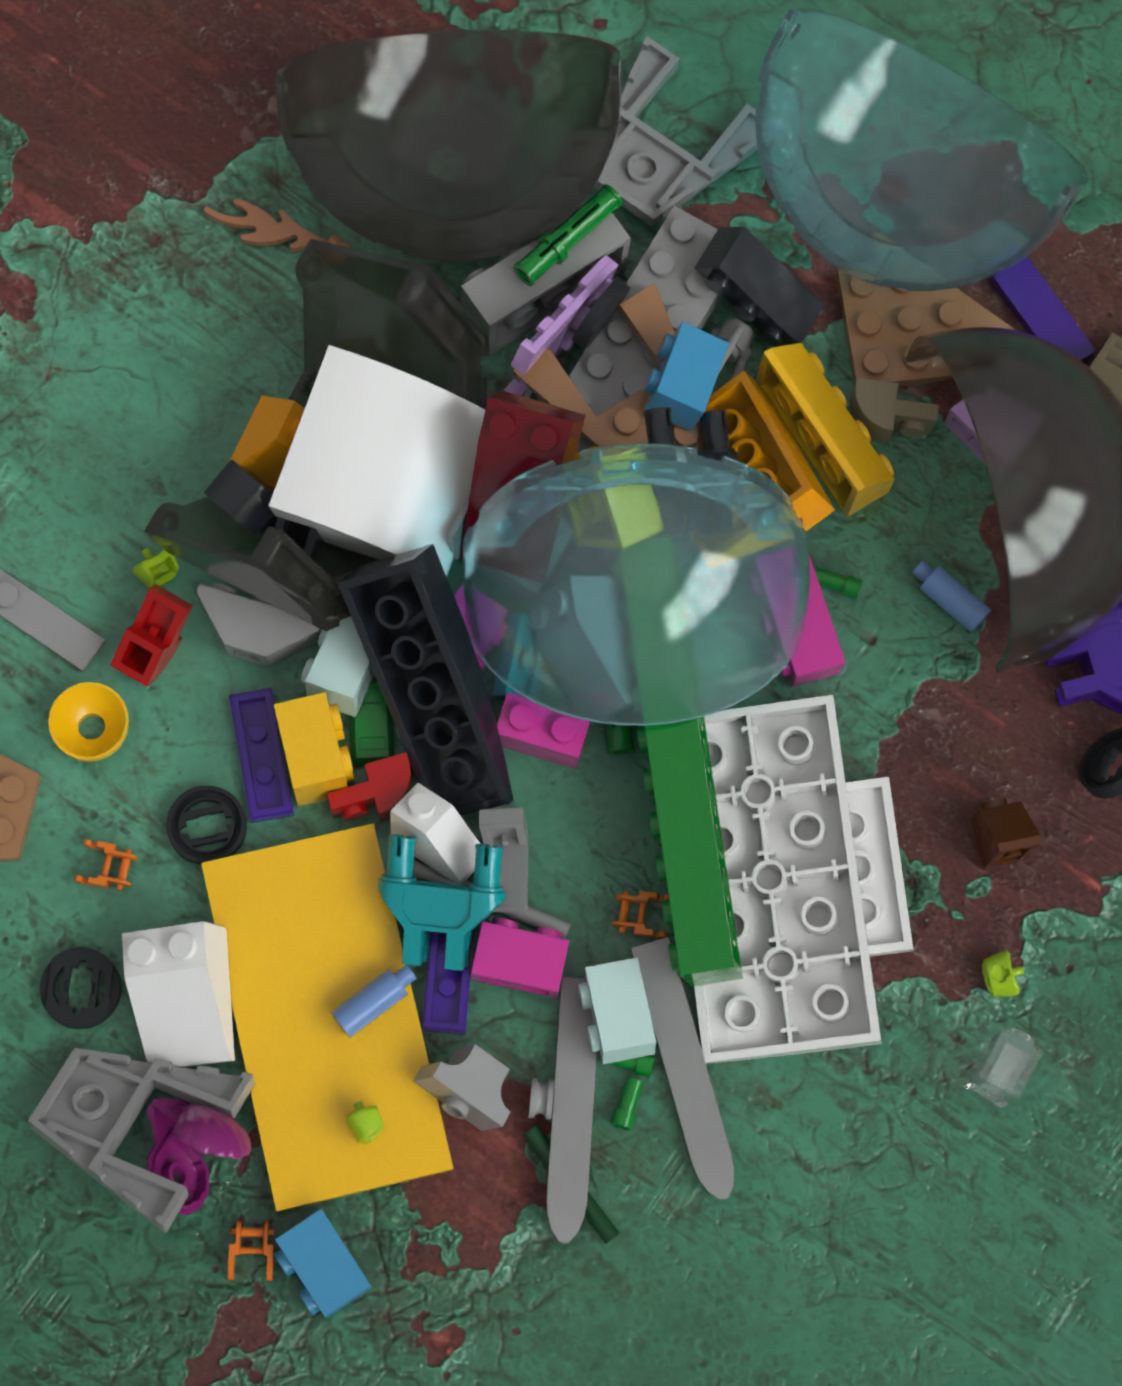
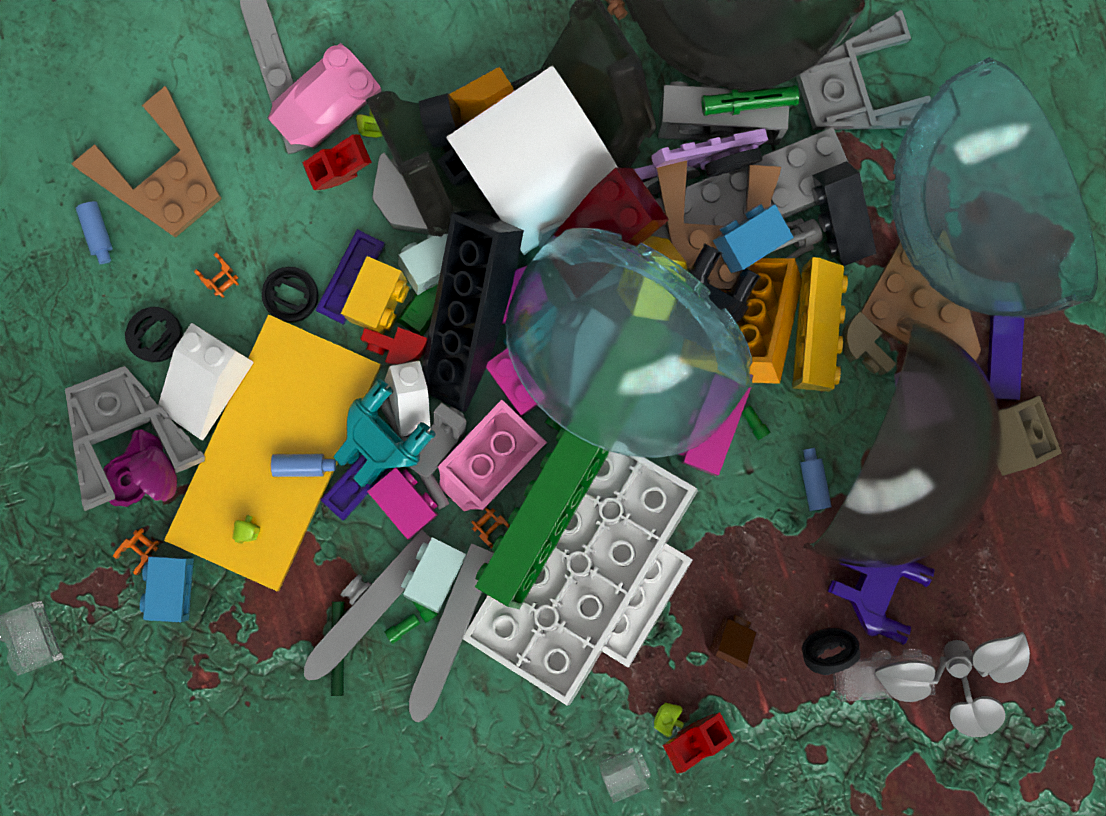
camera: 45 degrees right, 10 degrees up
(78, 576) = (323, 98): none -> bright pink slope
(79, 703) = (255, 176): yellow piece -> none
(468, 1086) = (318, 552): light grey brick -> none
(578, 837) = (489, 458): none -> bright pink slope
(1054, 971) = (698, 741): none -> red brick

